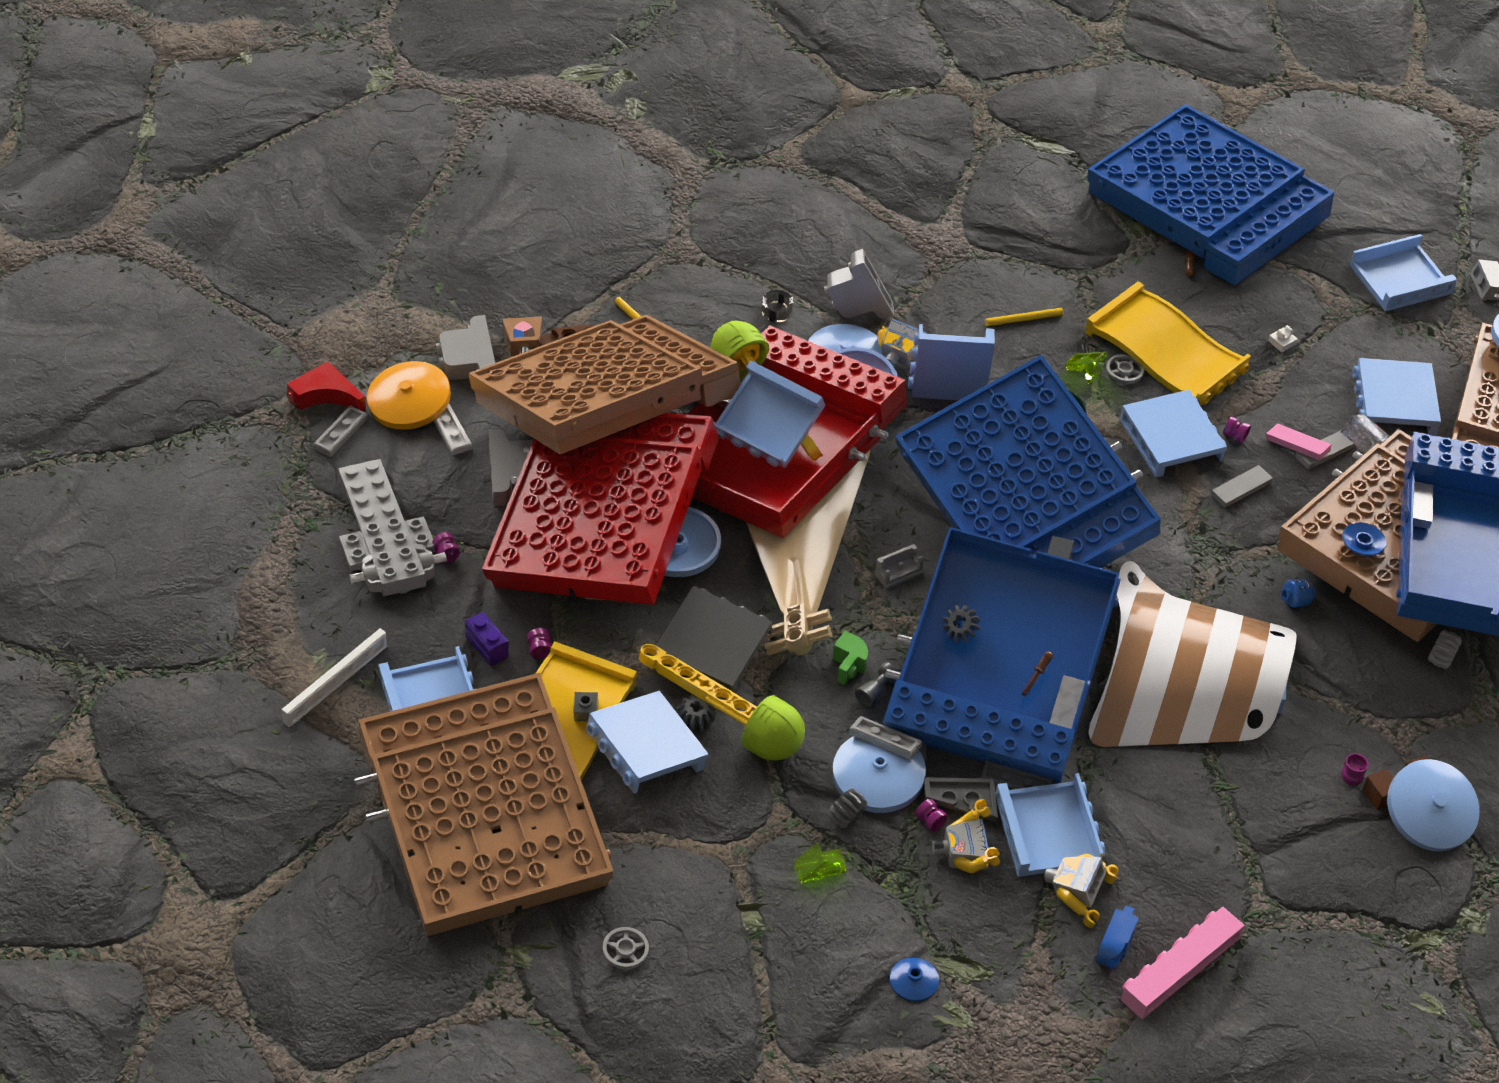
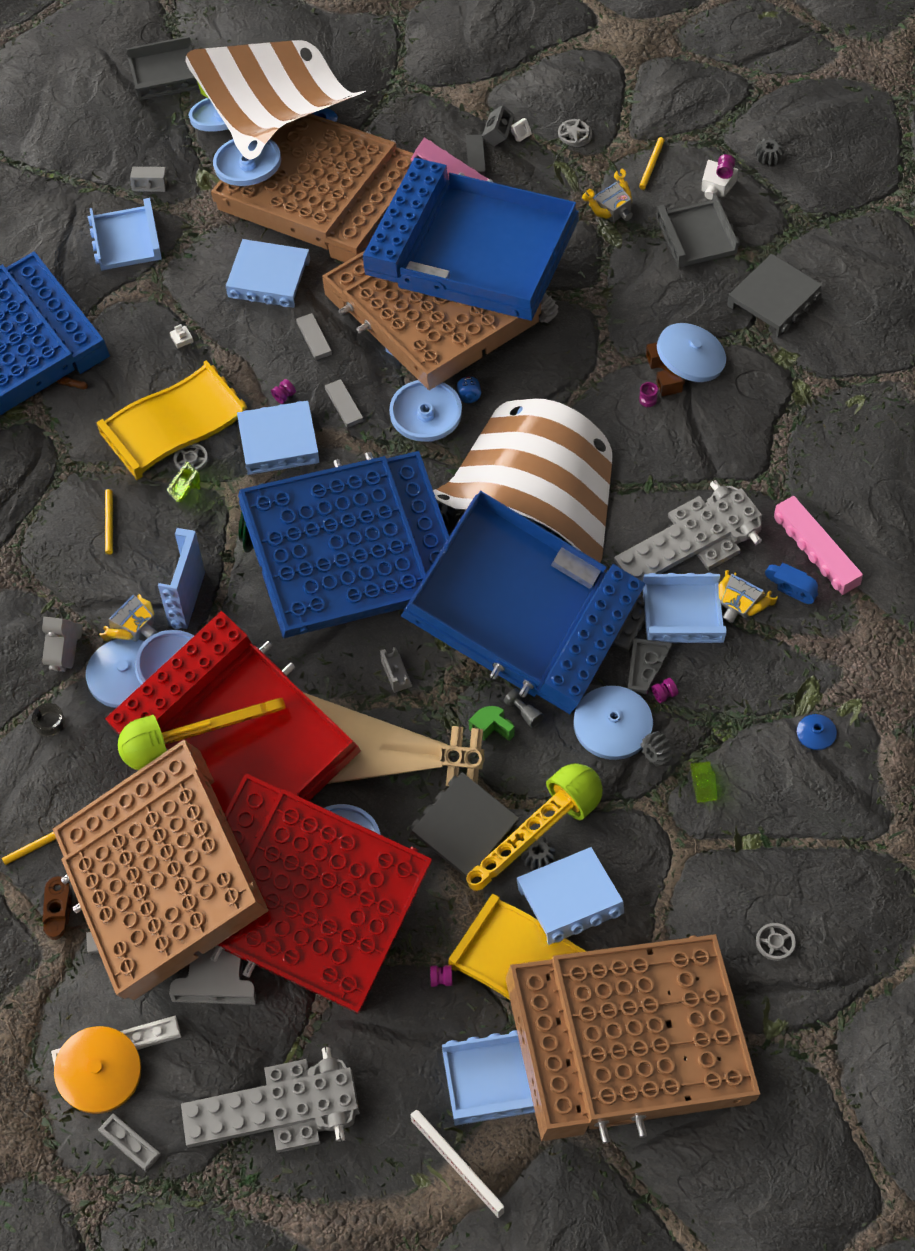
camera: 75 degrees left, 10 degrees up
(324, 385) = (68, 1148): red arch -> none
(445, 543) = (309, 1049): magenta wheel -> none
(465, 349) = (51, 1005): light grey brick -> none
(487, 639) = (430, 1021): dark purple brick -> none
(522, 334) = (40, 952): medium nougat torso -> none
(584, 705) = (528, 944): dark grey plate -> none
(769, 415) = (237, 731): light blue panel -> none
(885, 737) = (588, 708): light grey tile -> none
(967, 842) = (696, 669): torso -> none
(969, 624) = (496, 629): dark grey gear -> none
(1039, 669) = (557, 584): reddish brown piece -> none
(1061, 547) = (438, 531): dark grey panel -> none
(1165, 842) = (699, 529): none -> light grey piece
(1248, 555) = (425, 413): none -> light blue dish
(1298, 441) = (306, 351): bright pink tile -> none
(1363, 432) = (311, 303): clear brick -> none
(1364, 539) = (456, 321): blue dish -> none

